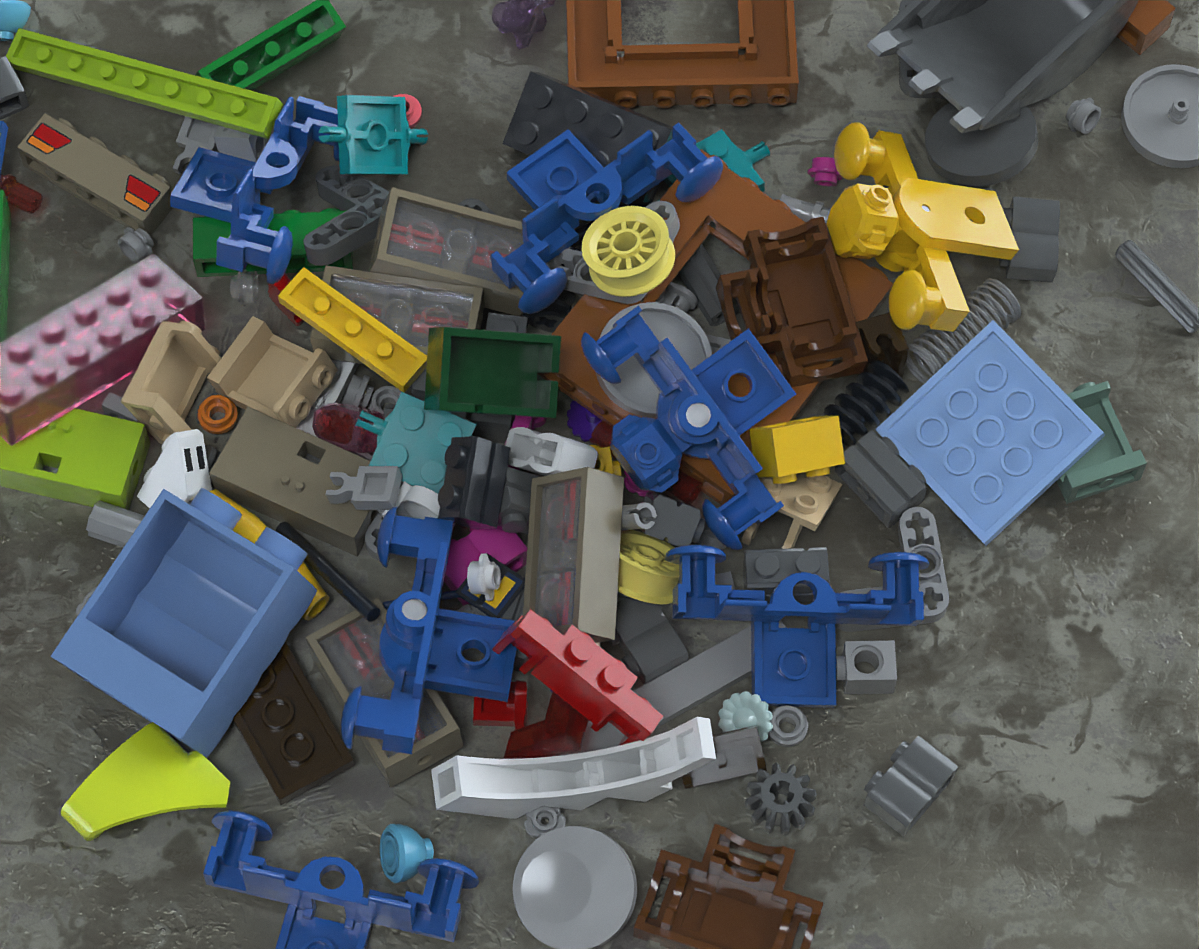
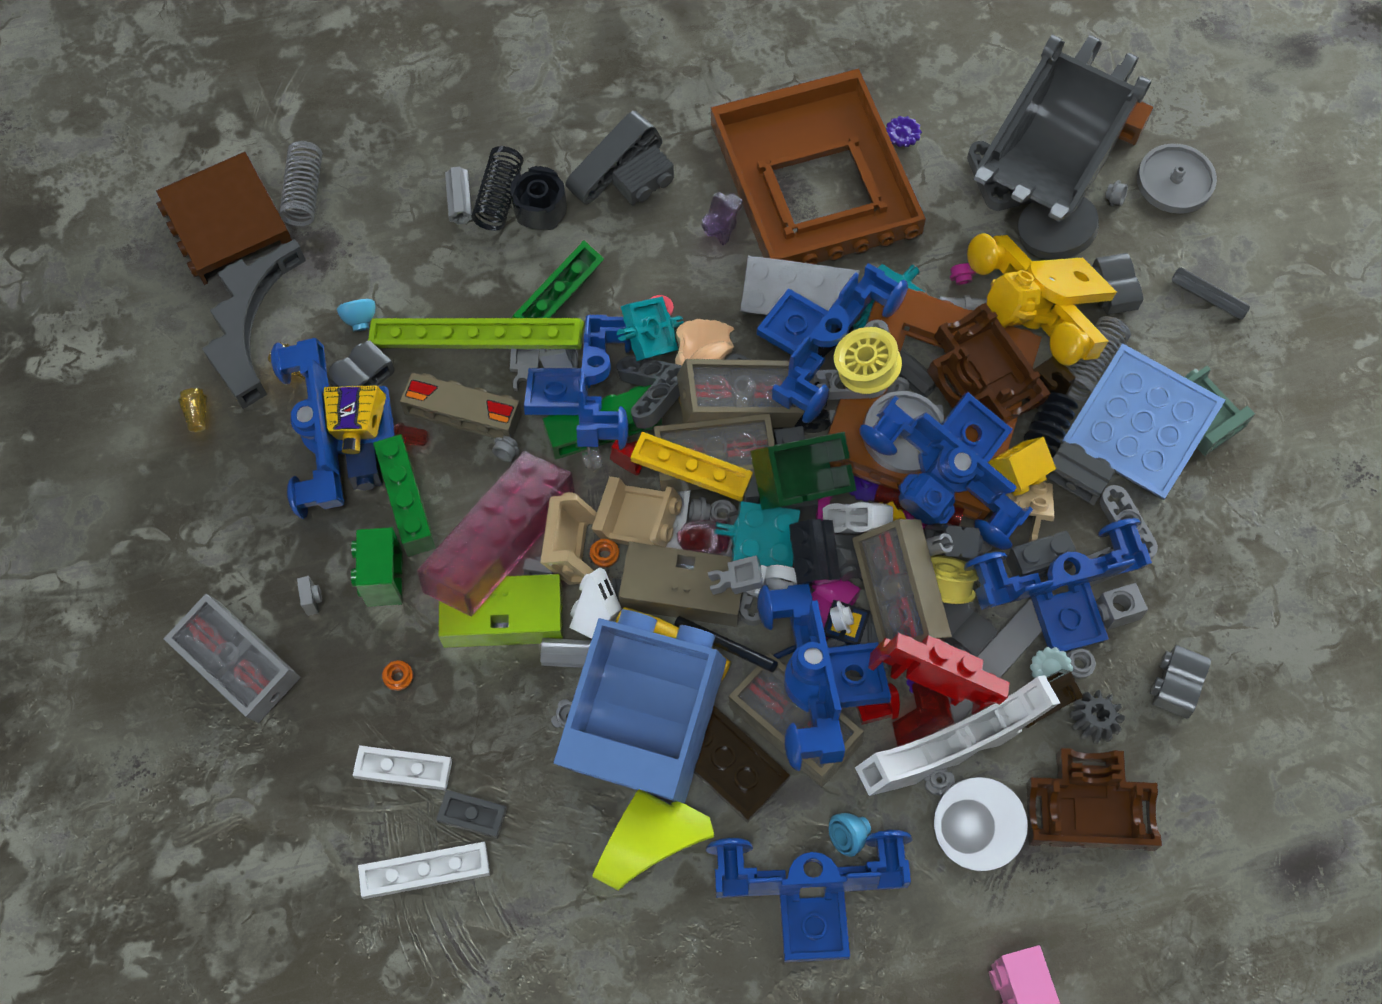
camera: 15 degrees left, 0 degrees up
(443, 171) = (703, 340): none -> light nougat piece

